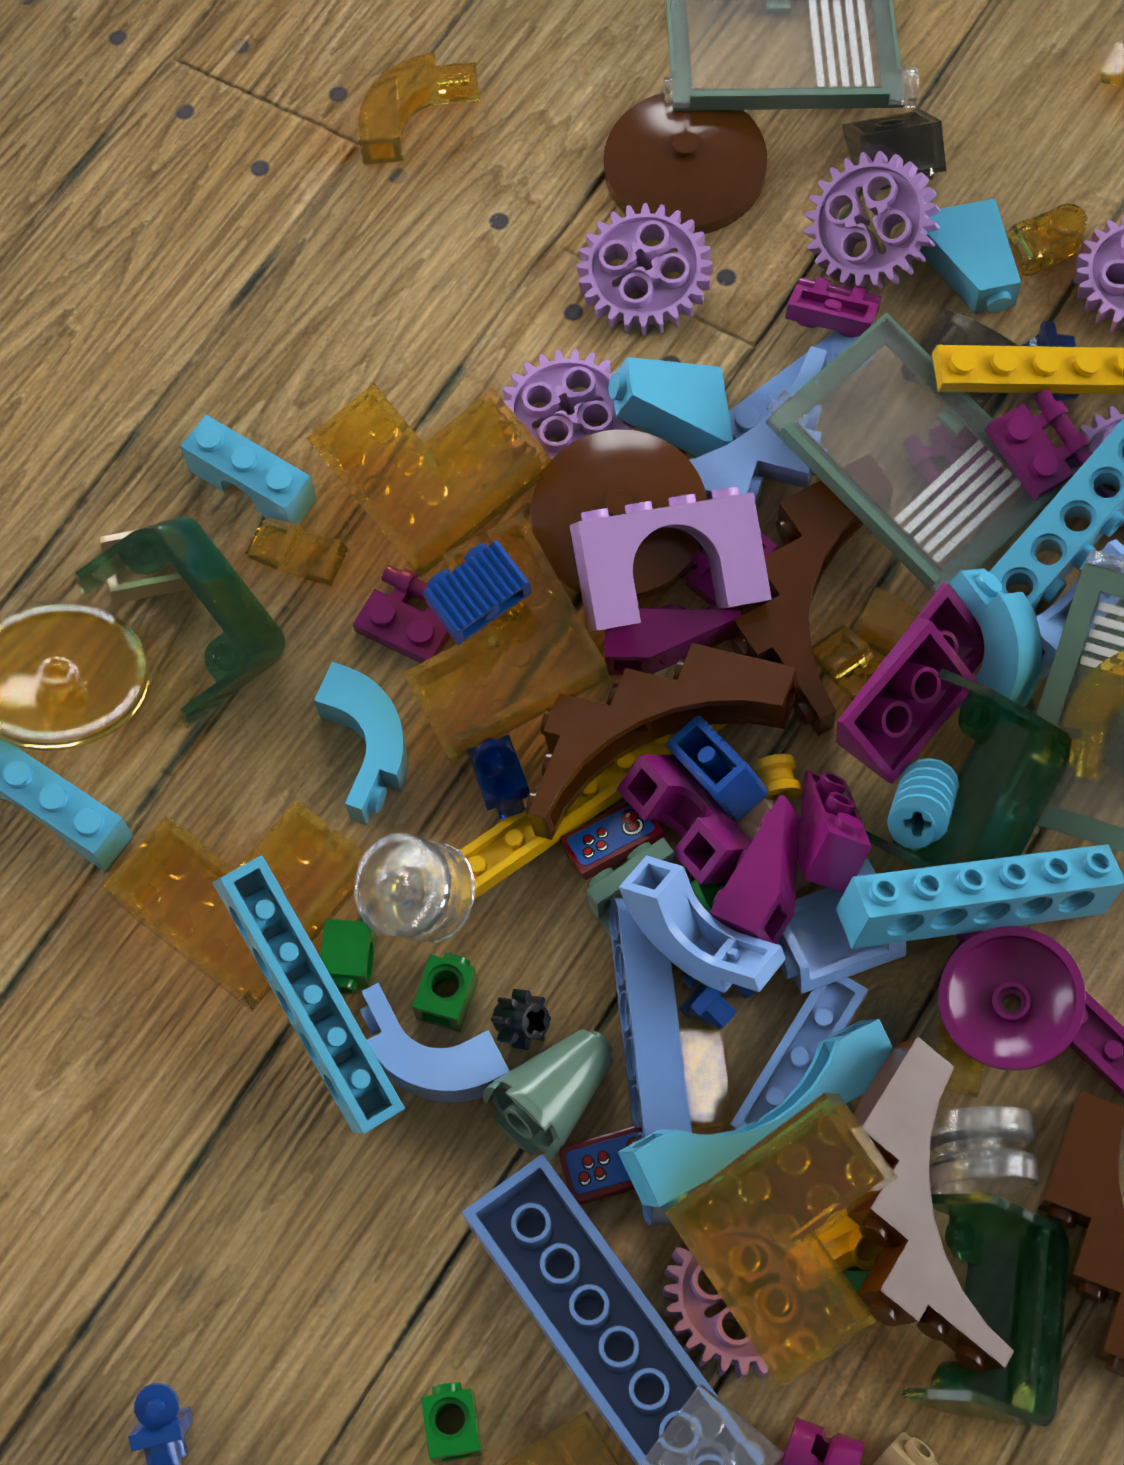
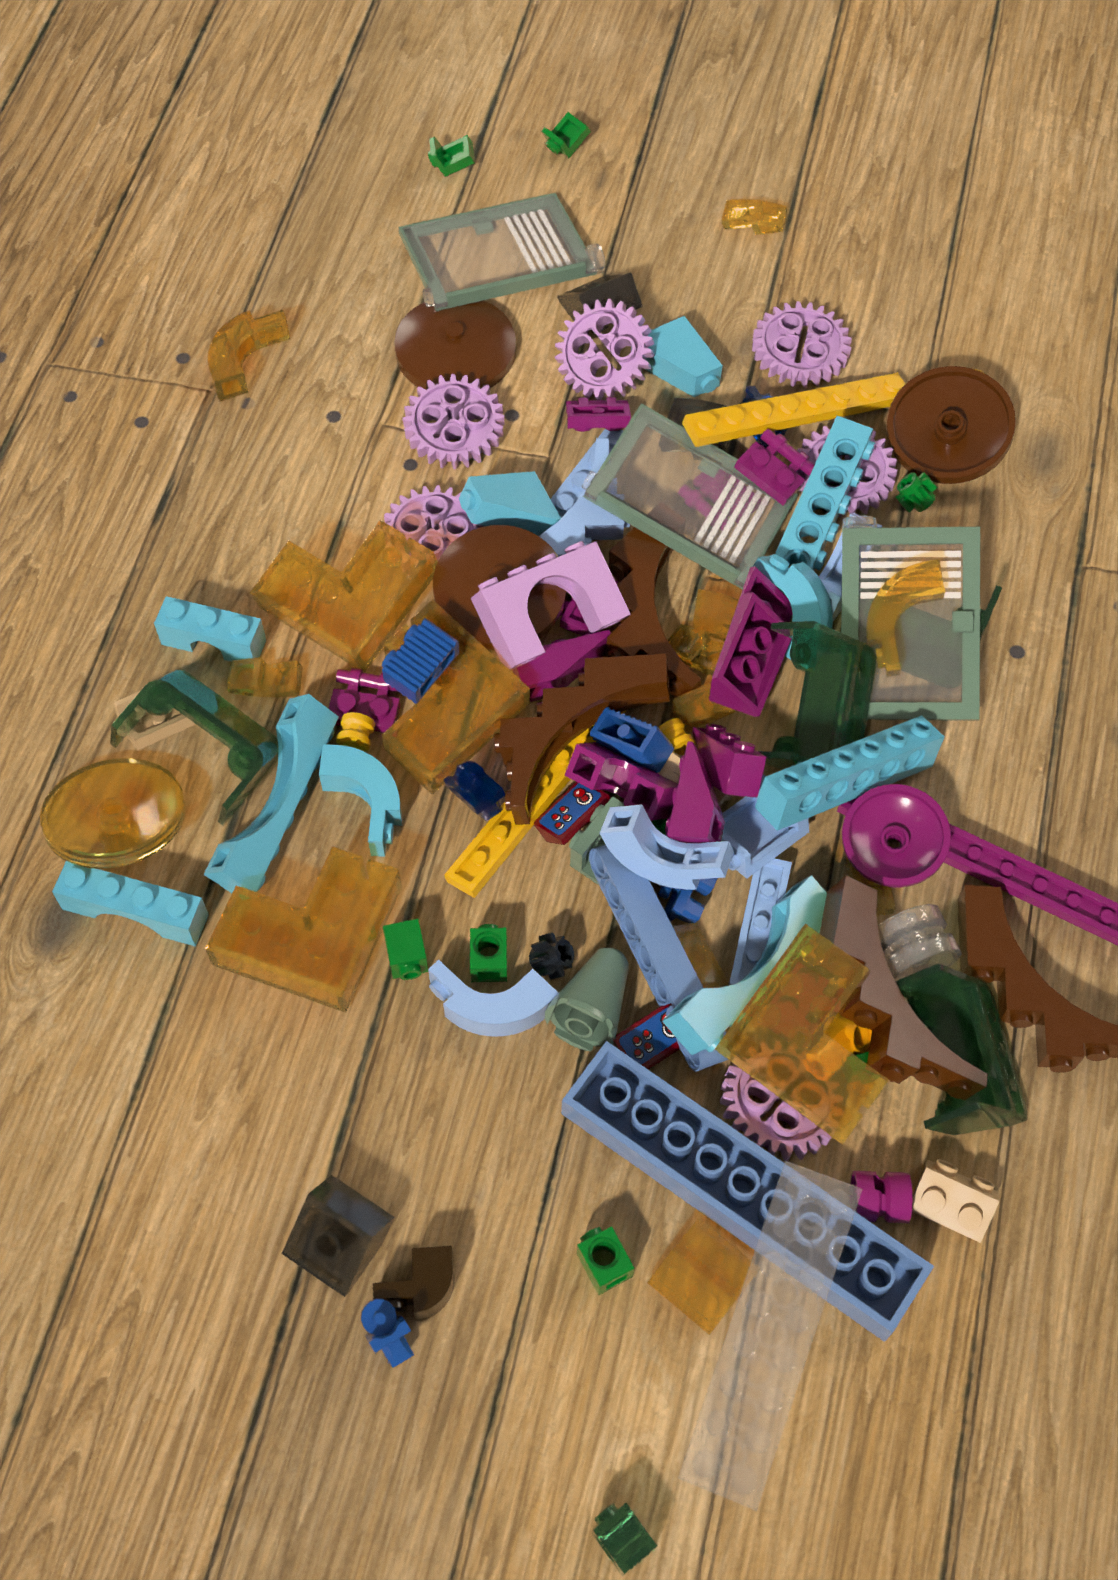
camera: 25 degrees left, 5 degrees down
(148, 1285) = (337, 1234): none -> clear smoke slope
(193, 779) = (300, 737): none -> medium azure arch
(233, 1388) = (430, 1285): none -> dark brown brick
(308, 995) = (393, 979): medium azure brick -> none
(381, 655) = (356, 731): none -> yellow wheel
(414, 888) = (442, 884): clear wheel -> none
(816, 748) = (697, 710): none -> clear yellow slope
(923, 803) = (787, 721): medium azure piece -> none
(1041, 242) = (729, 333): clear yellow piece -> none

